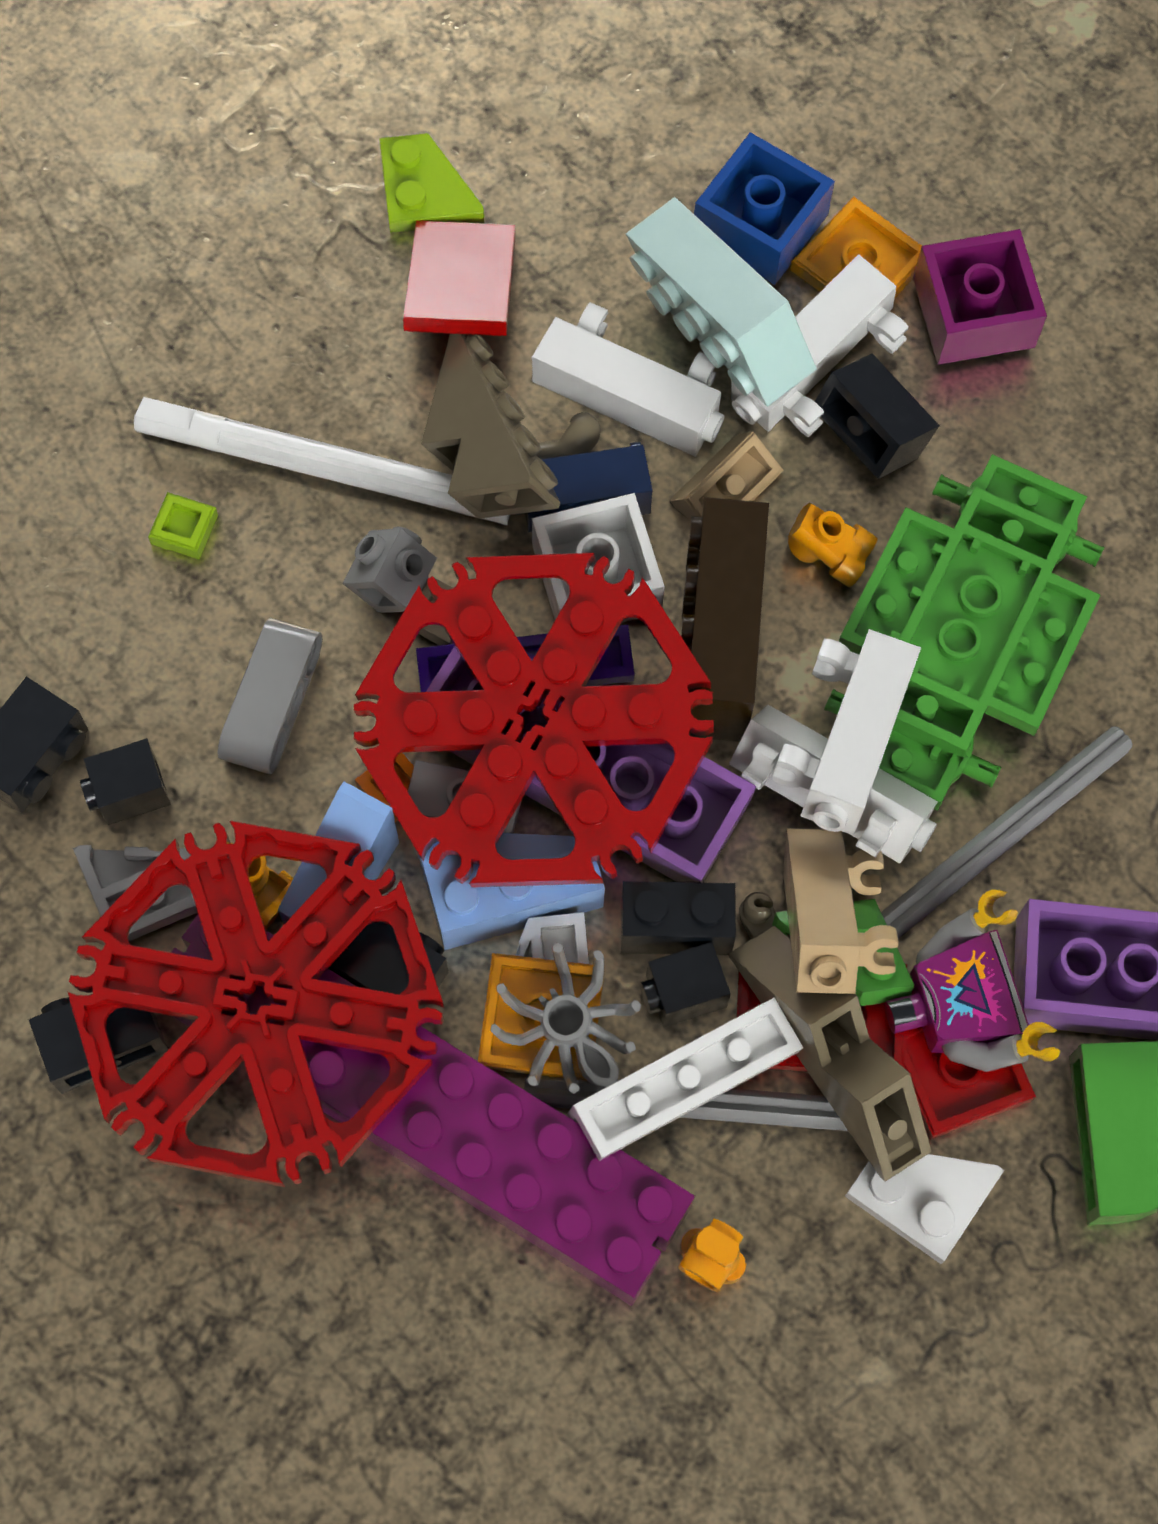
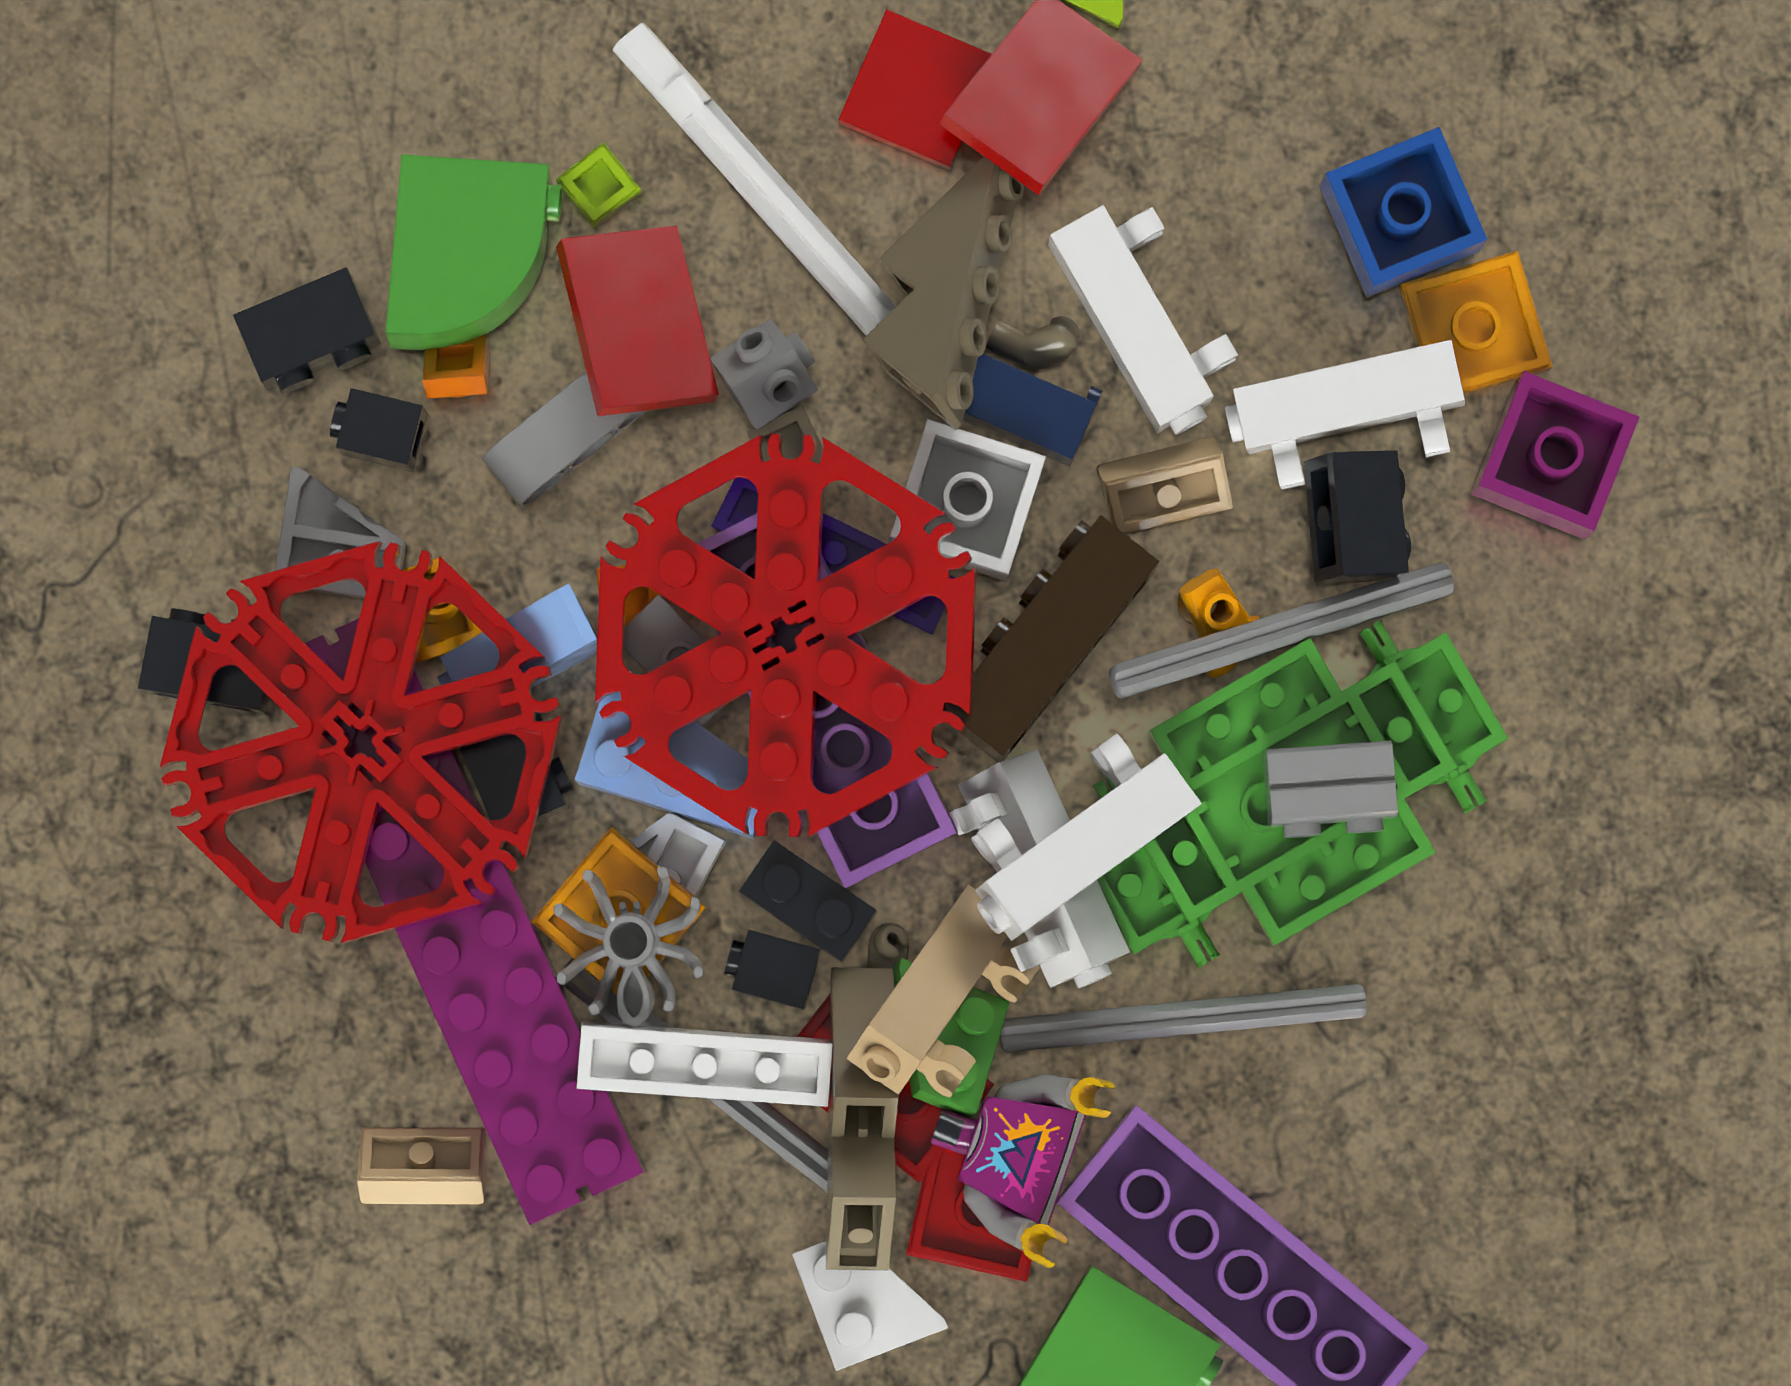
camera: 35 degrees right, 15 degrees up
(110, 615) = (465, 246): none -> bright green brick
(156, 705) = (457, 369): none -> orange plate
(272, 588) = (637, 320): none -> red tile
(367, 335) = (908, 87): none -> red tile
(514, 1318) = (421, 1165): none -> tan slope
(712, 1255) = (627, 1231): light orange plate -> none
(720, 302) = (1263, 308): light aqua brick -> none
(878, 519) = (1281, 630): none -> light grey axle
(998, 587) = (1330, 786): none -> light grey brick

